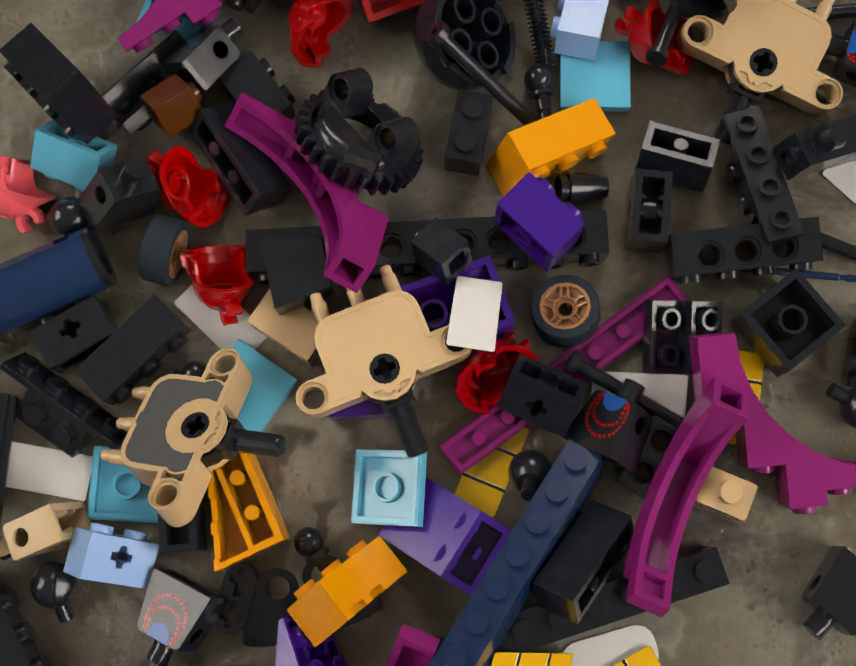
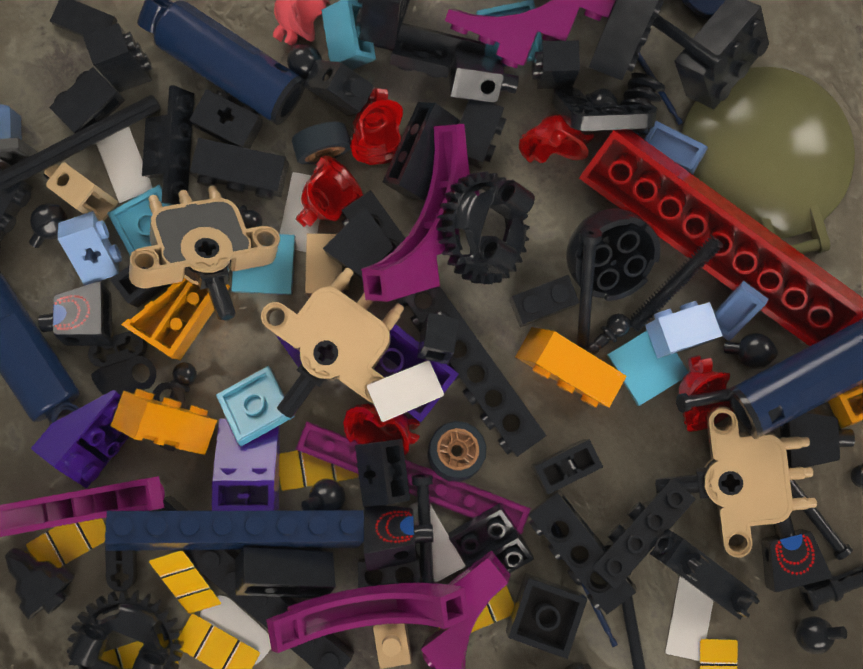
camera: 50 degrees right, 5 degrees up
(173, 104) = (428, 79): reddish brown brick -> none
(539, 220) = (502, 393): dark purple brick -> none
(580, 187) = (555, 406): black cone -> none
(681, 152) = (621, 461): black brick -> none

